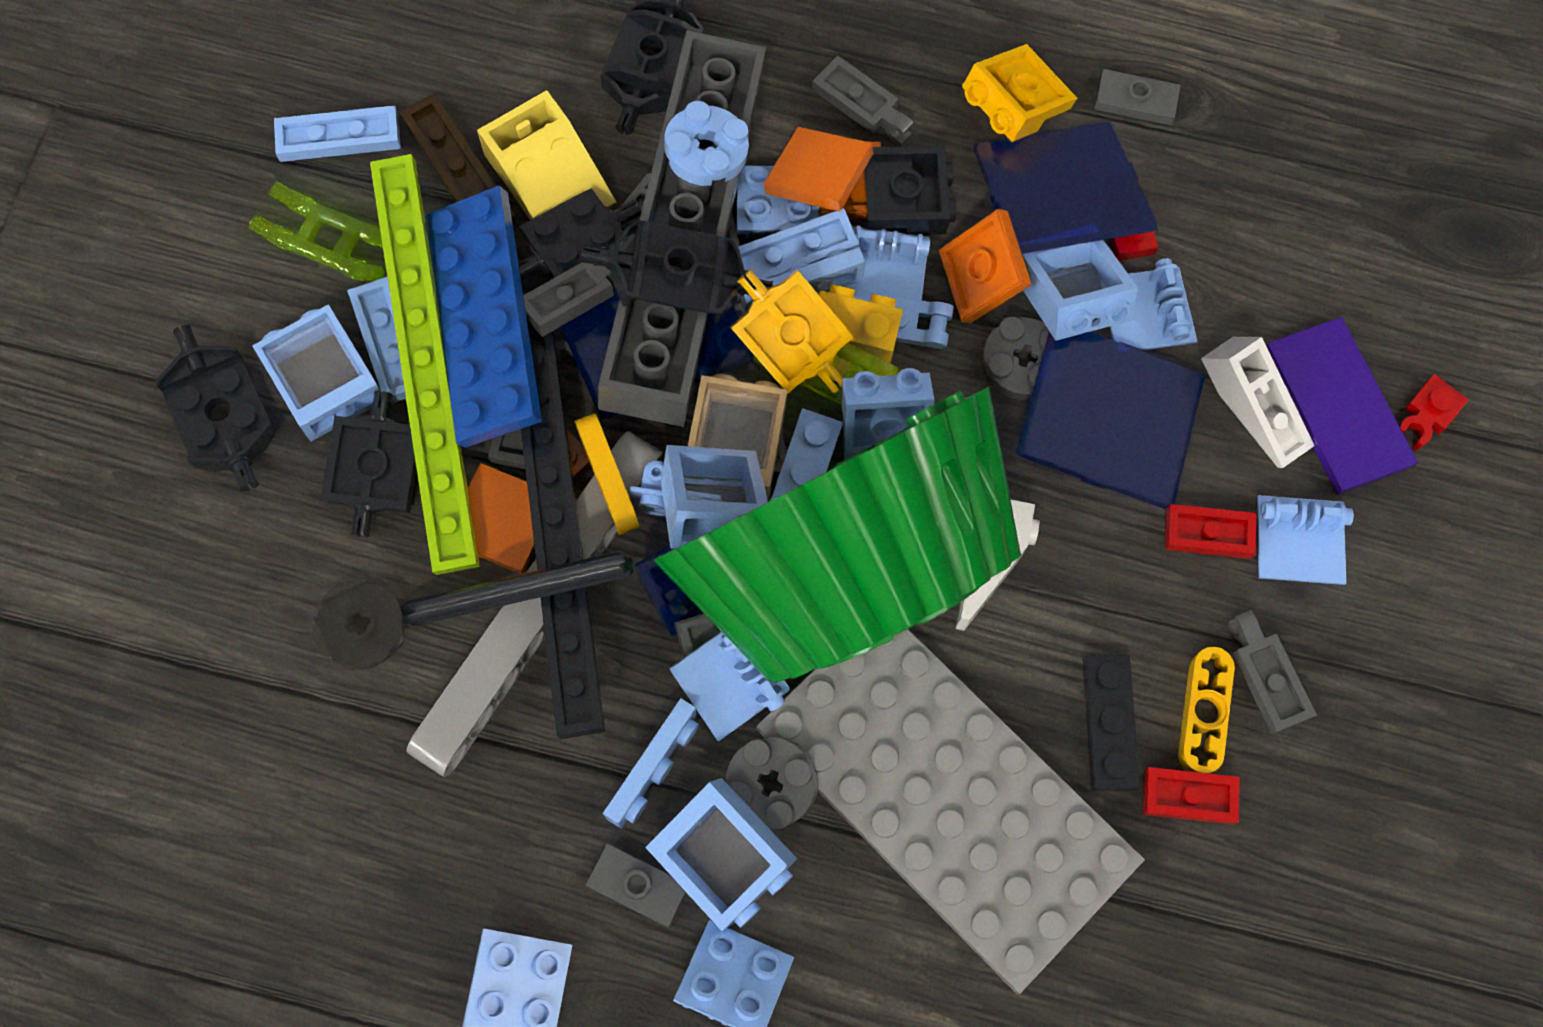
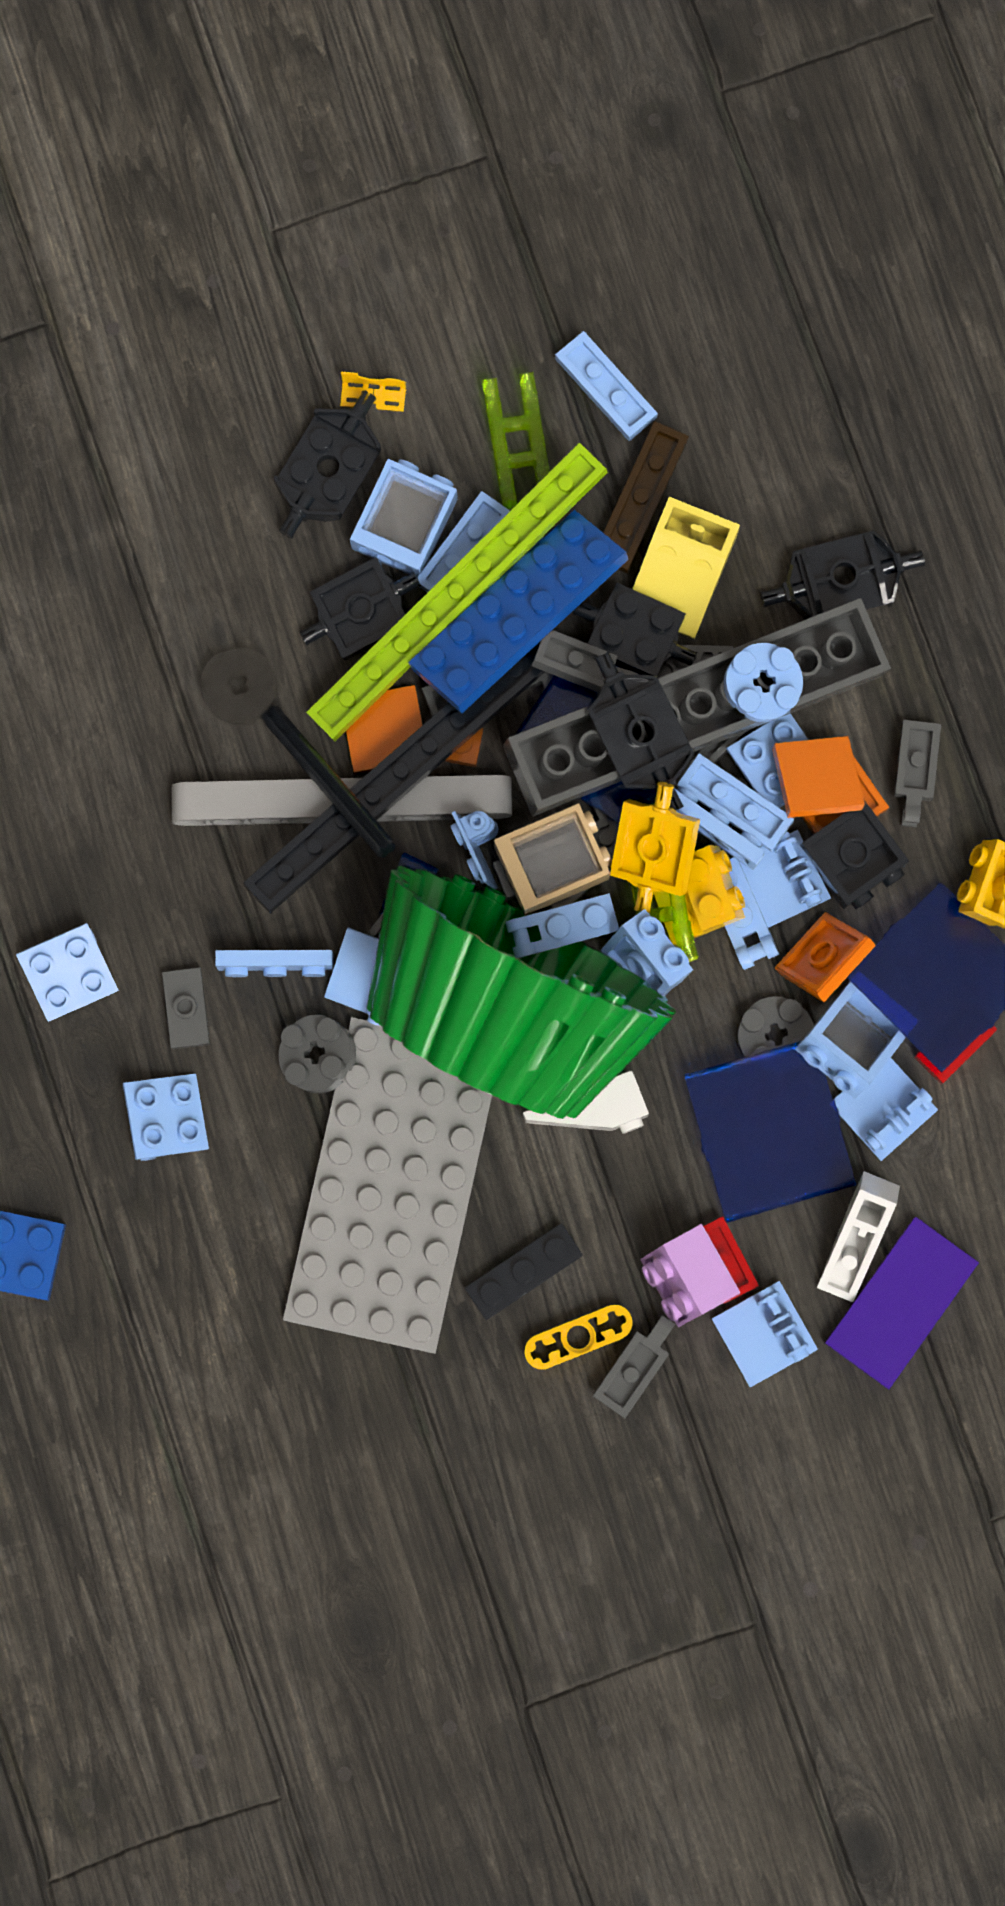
camera: 60 degrees right, 10 degrees up
(156, 335) = (381, 394): none -> yellow piece
(607, 474) = (459, 785): yellow beam -> none
(708, 489) = (477, 877): light blue window -> none
(725, 858) = (242, 1057): light blue window -> none
(1191, 796) = (504, 1360): red plate -> none
(1215, 565) = (689, 1276): none -> lavender slope
(1432, 409) = (949, 1378): red plate -> none

